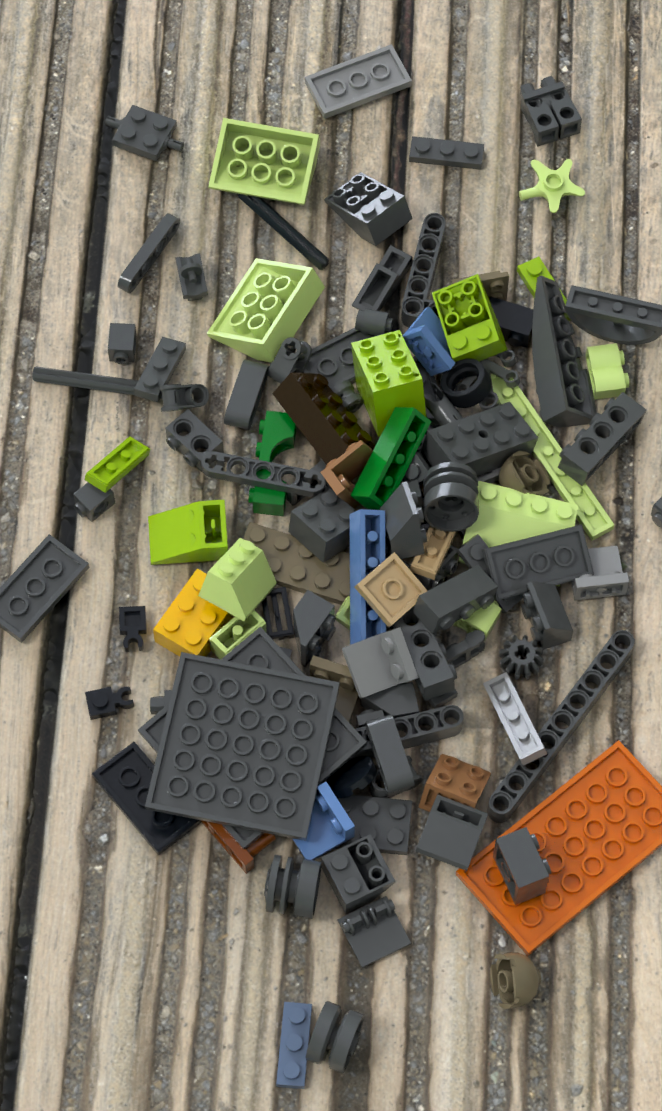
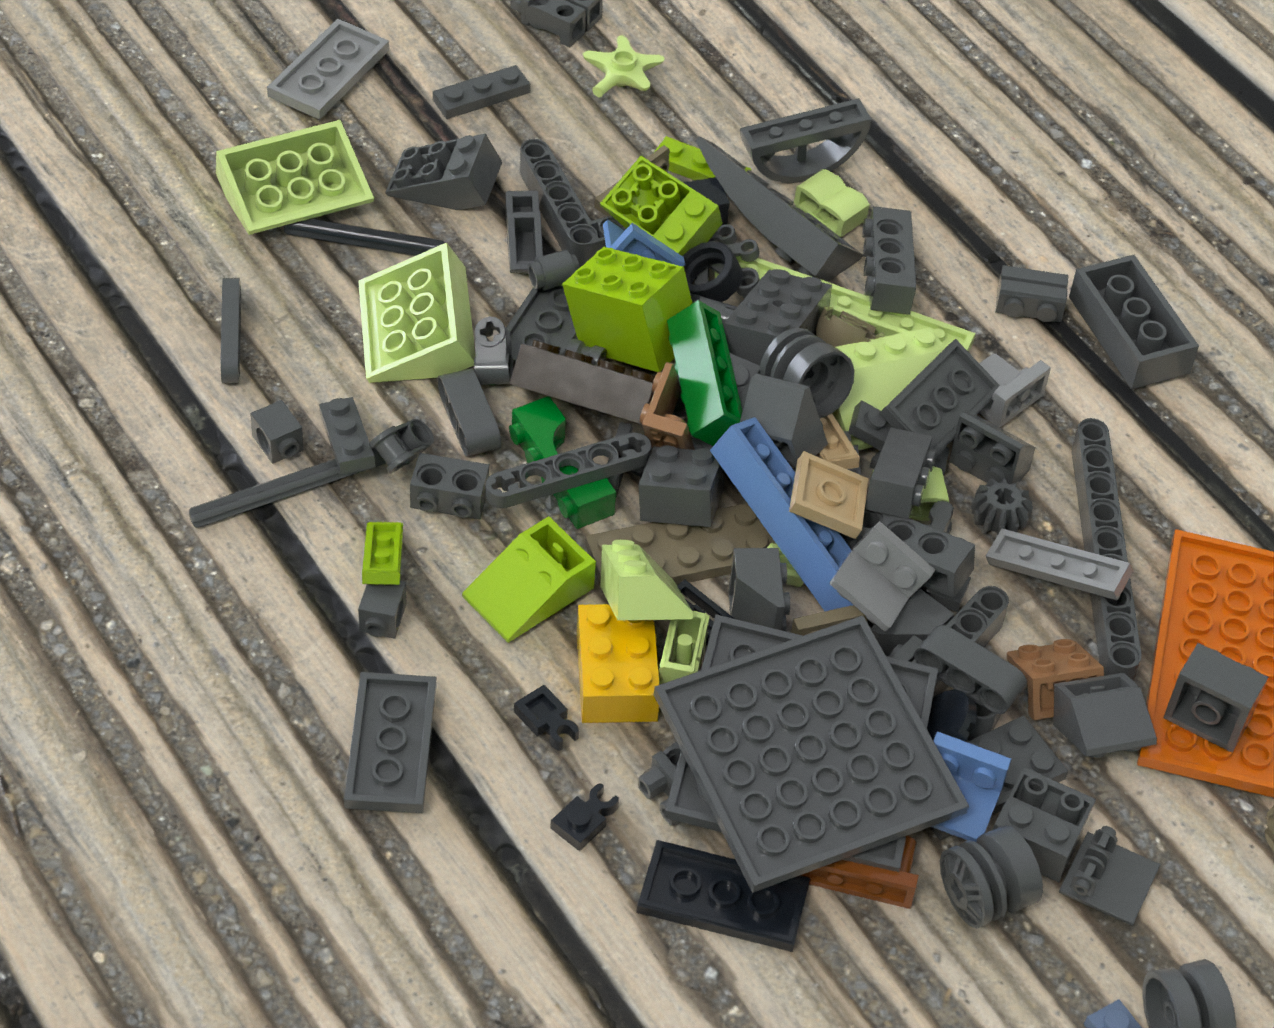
camera: 40 degrees left, 15 degrees down
(144, 133) = (122, 220): dark grey plate -> none
(191, 277) = (303, 325): dark grey hips -> none

